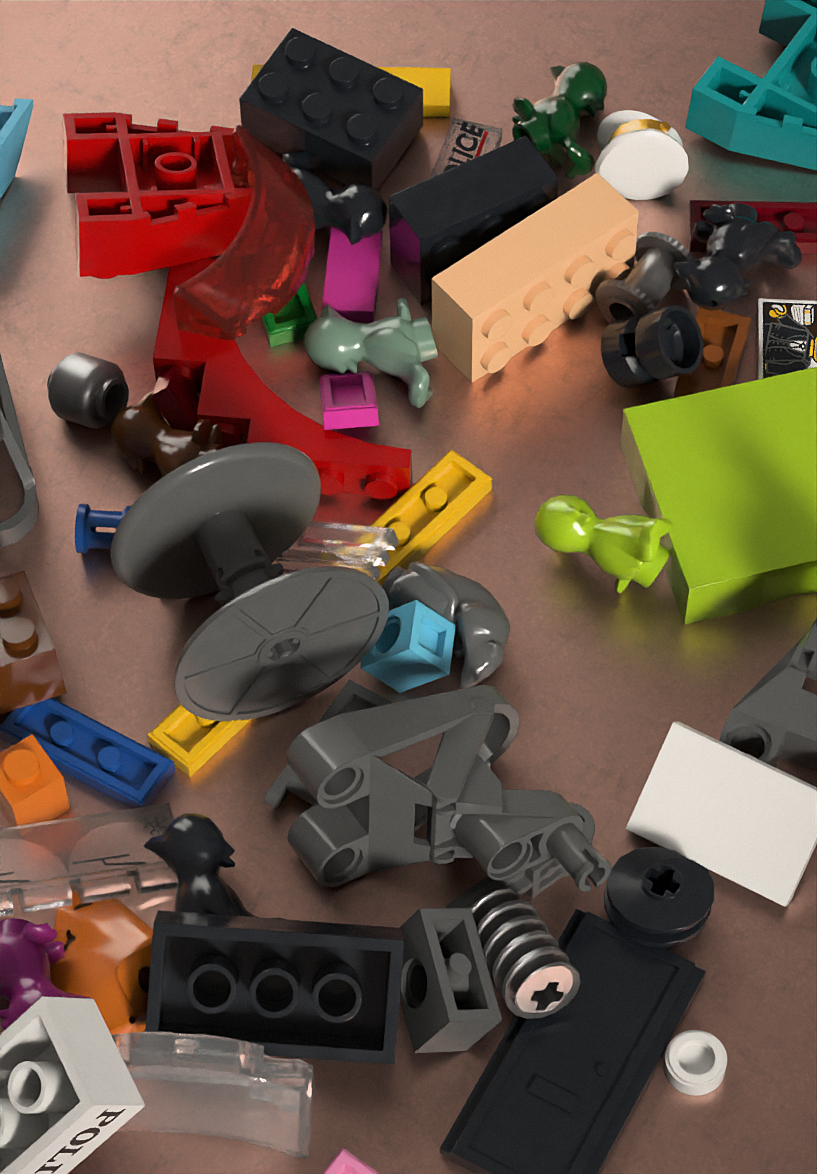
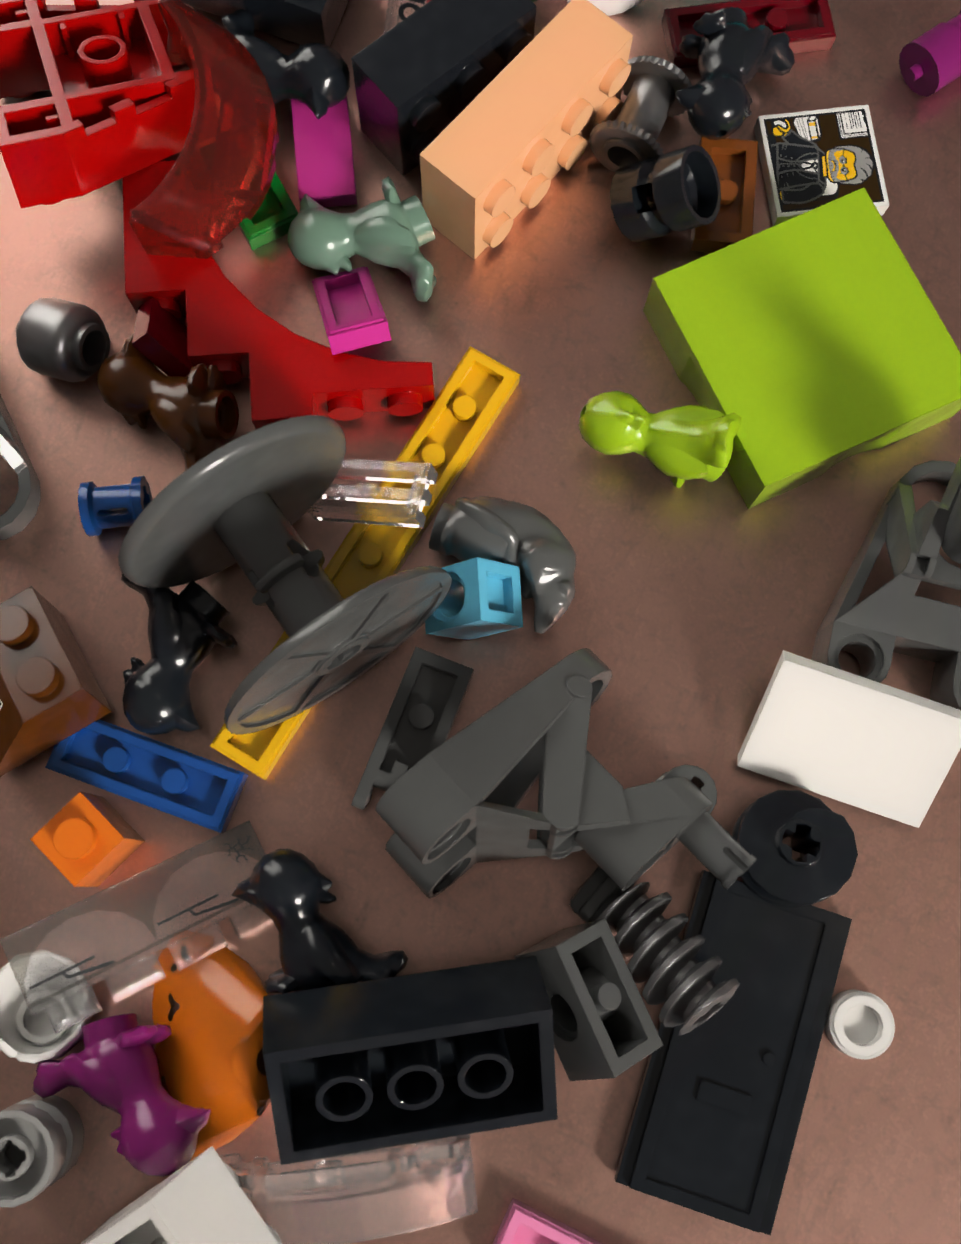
camera: 15 degrees left, 20 degrees up
(141, 639) = (180, 638): none -> black animal

